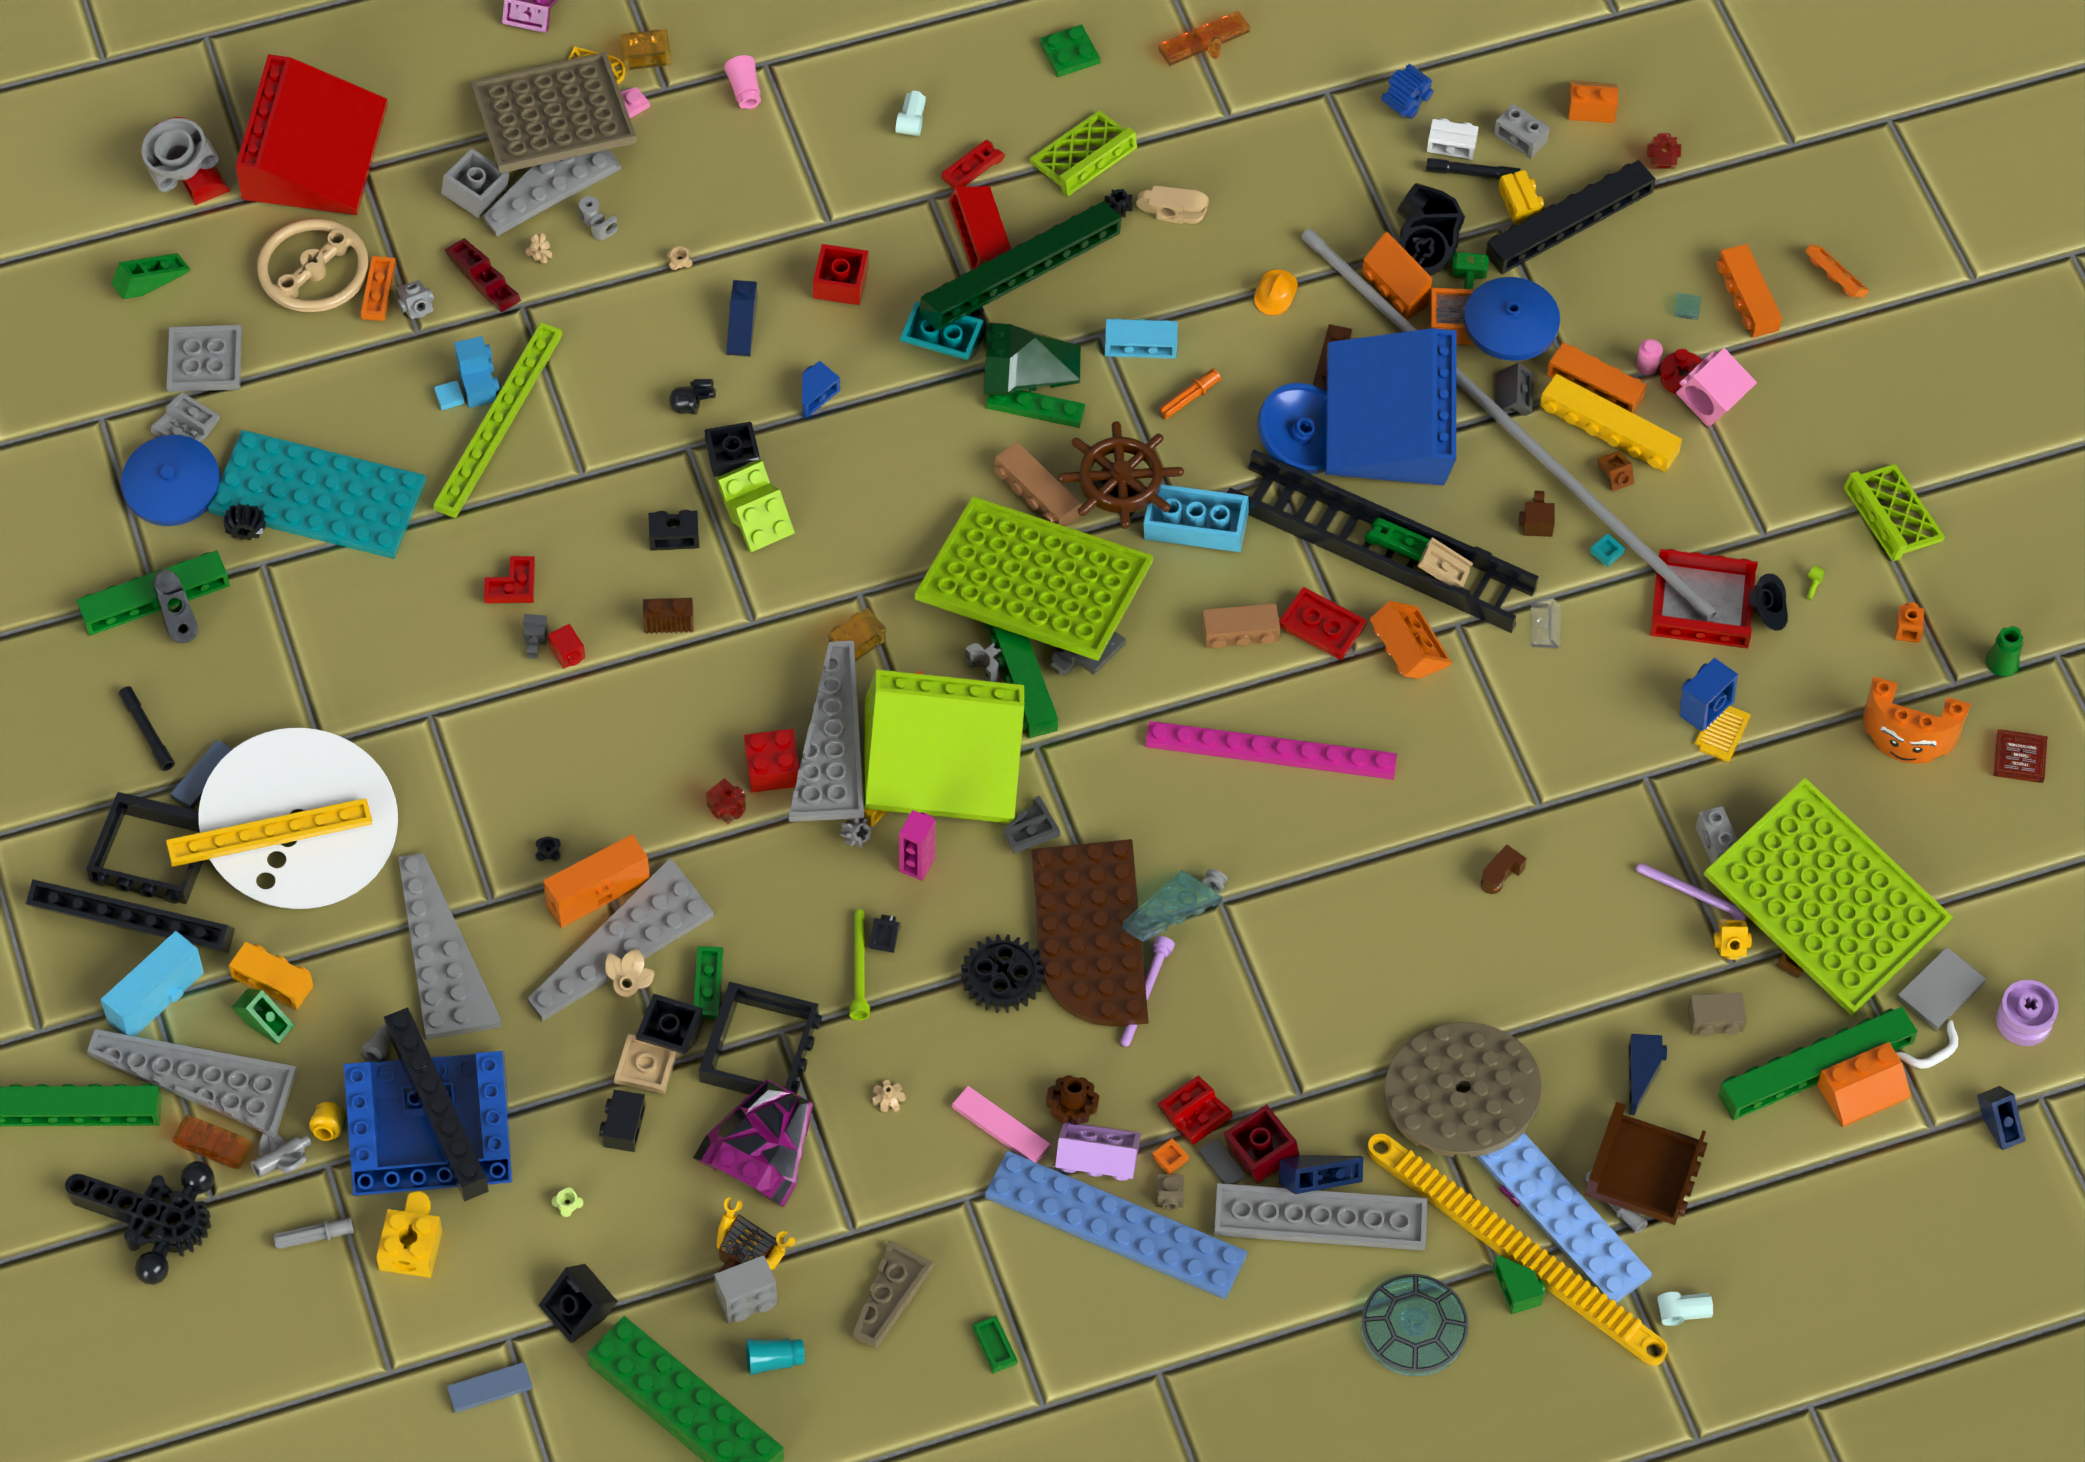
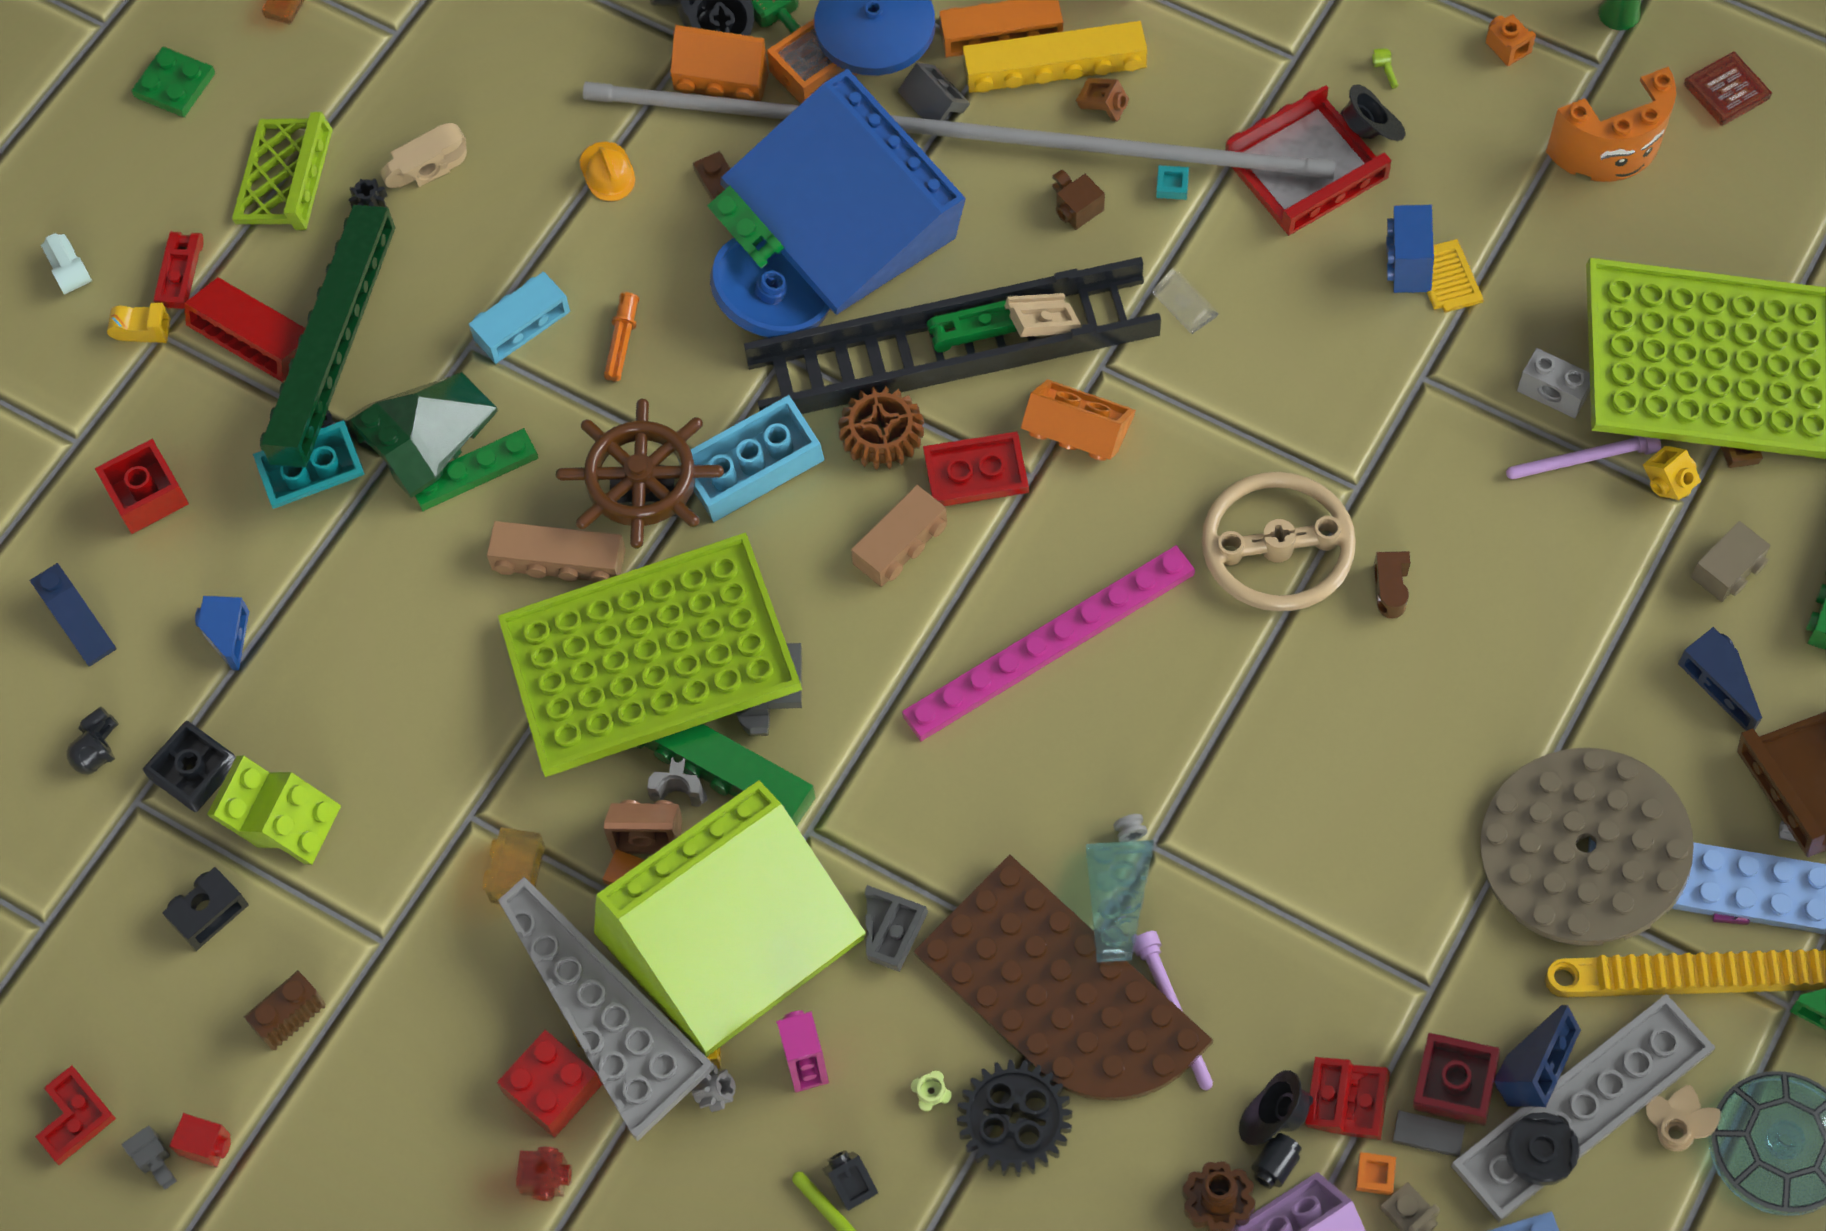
camera: 35 degrees left, 5 degrees up
(922, 181) = (139, 323): none -> yellow leg
(942, 661) = (642, 827): none -> nougat slope
(967, 921) = (934, 1081): none -> yellowish green plate
(1122, 1107) = (1276, 1161): none -> black brick
(1150, 1083) = (1276, 1109): none -> black piece
(1272, 1215) = (1542, 1149): none -> black tile
(1282, 549) = (896, 417): none -> dark orange gear
(1315, 381) = (745, 226): none -> green plate
(1372, 1267) = (1682, 1114): none -> tan plate
(1458, 796) = (1289, 539): none -> tan piece

